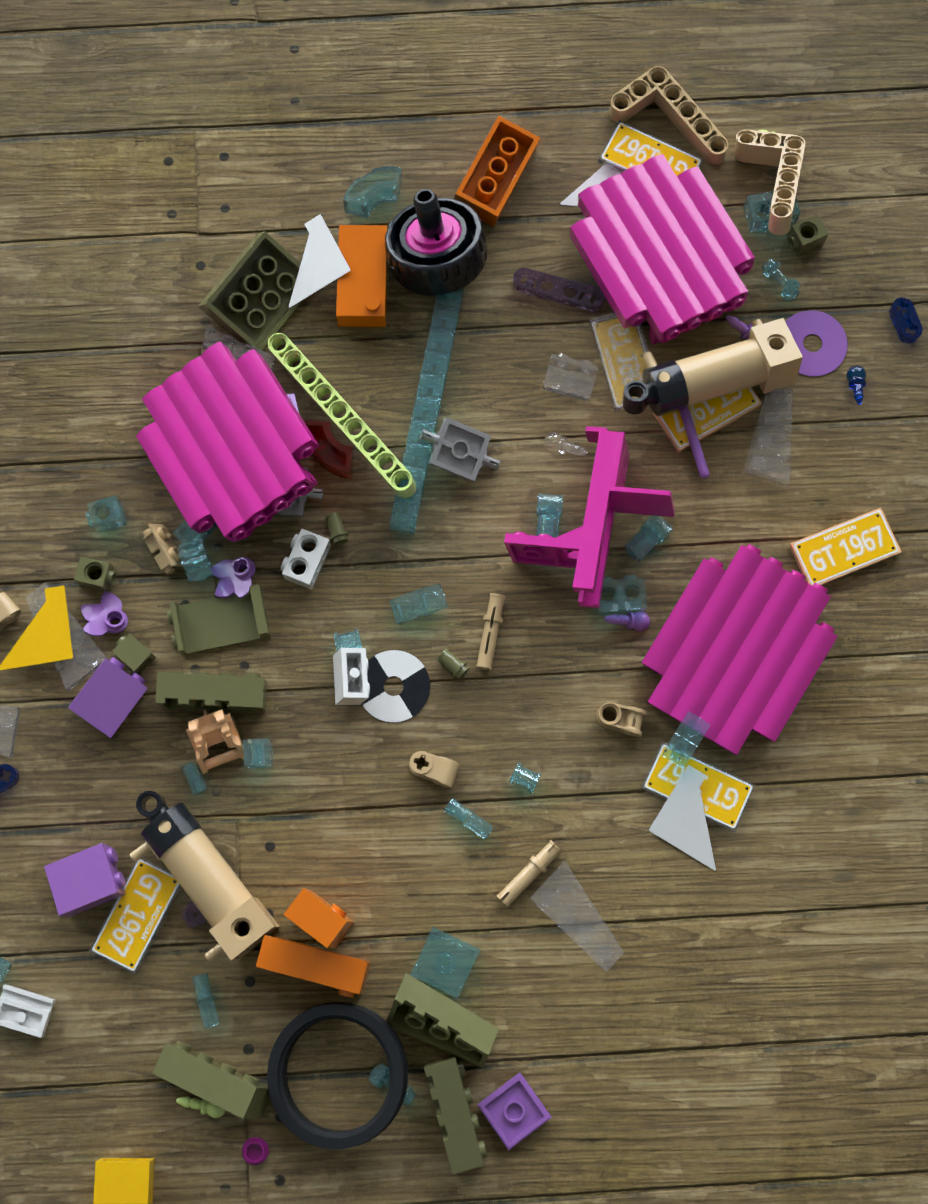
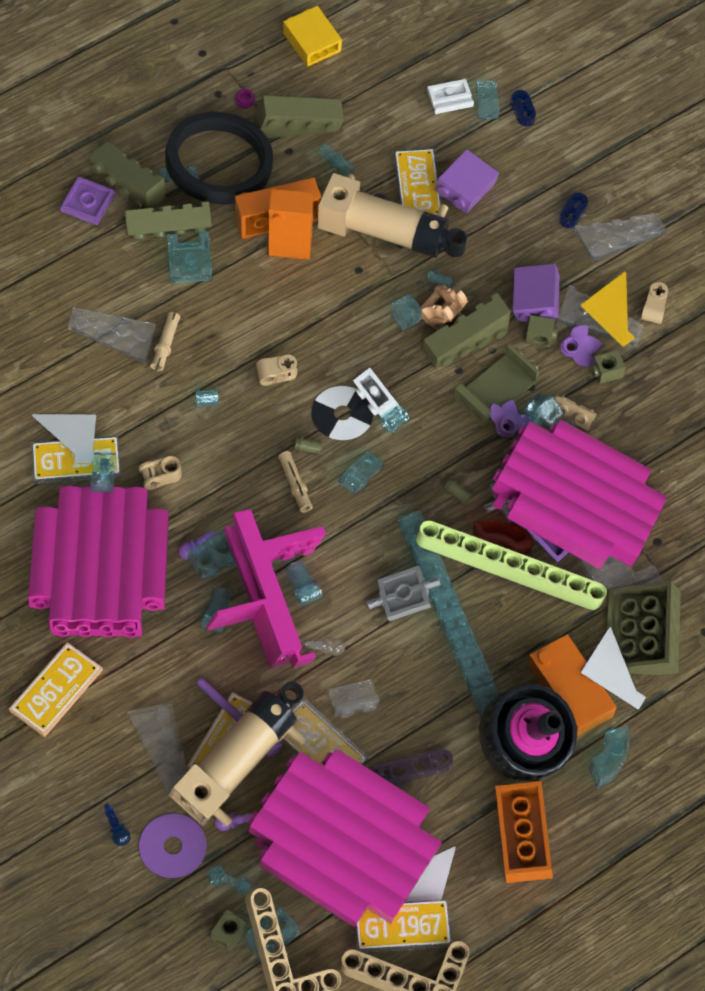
camera: 145 degrees right, 15 degrees down
(114, 520) = (629, 417): clear light blue brick -> none
(312, 560) = (461, 457): white brick -> none
(468, 818) = (230, 353): clear light blue axle -> none
(910, 317) = (99, 910): clear blue beam -> none

